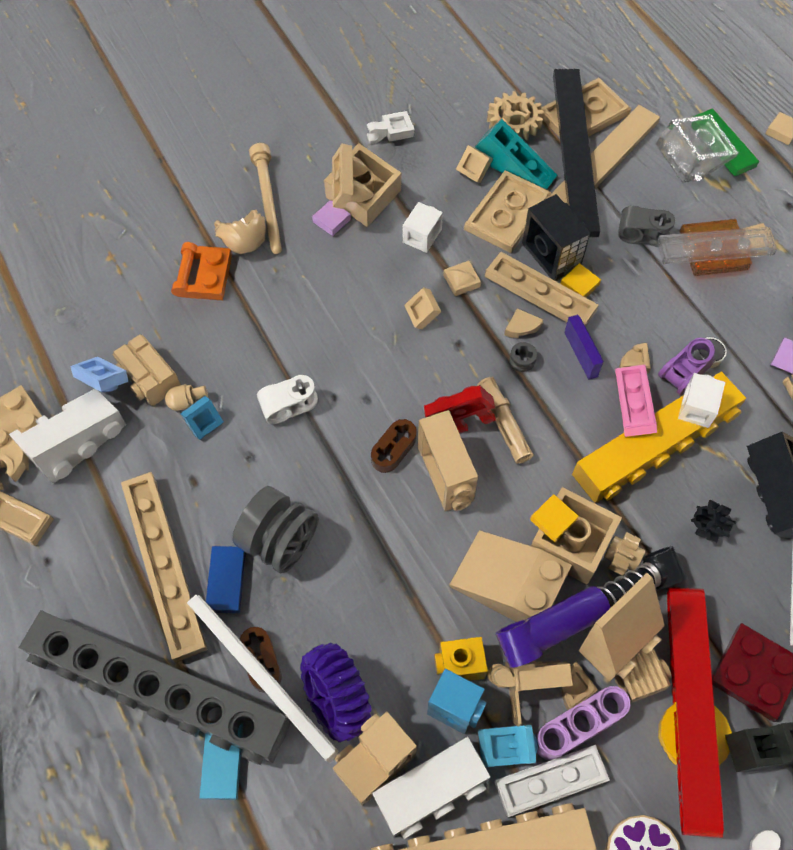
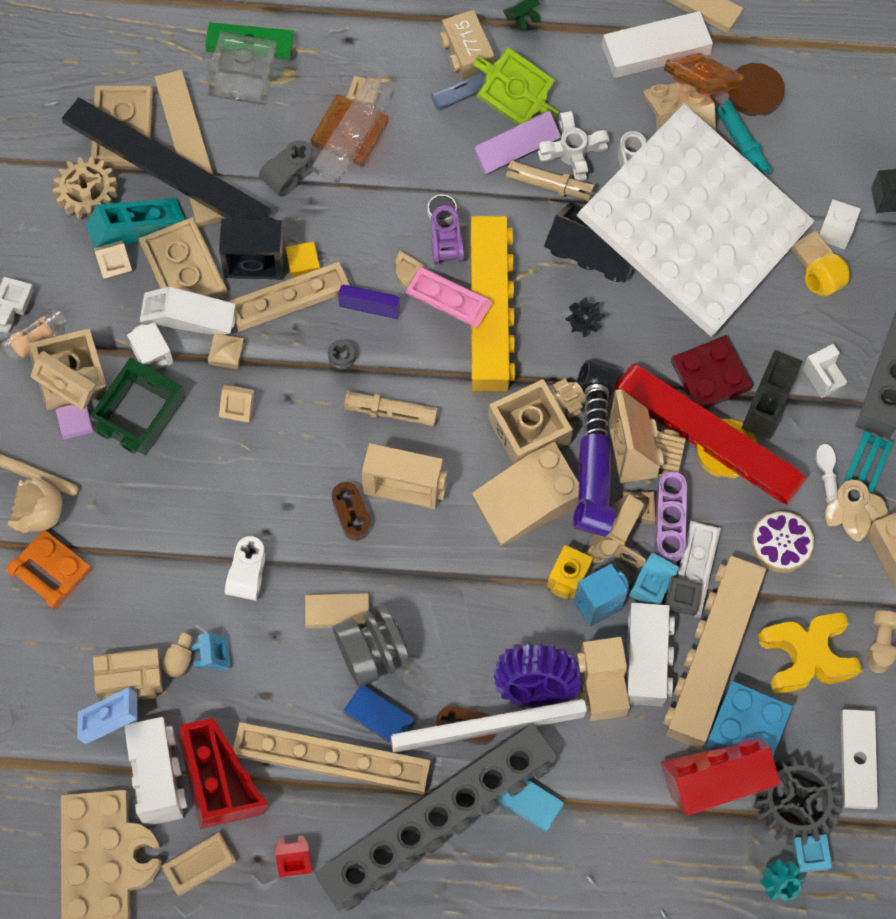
camera: 60 degrees left, 5 degrees up
(53, 586) = (293, 857): none -> red tile
(91, 481) = (216, 778): none -> red wedge
(298, 485) = (331, 609): none -> tan tile
(366, 228) = (150, 380): none -> dark green window
(390, 154) = (47, 326): none -> clear piece
(469, 402) = (368, 420): red plate -> none
(470, 231) = (187, 311): none -> white slope
(512, 785) = (683, 596): none -> dark grey tile
(522, 324) = (309, 334): tan tile -> none
(554, 518) = (512, 427): yellow tile -> none
(701, 400) = (489, 250): white brick -> none

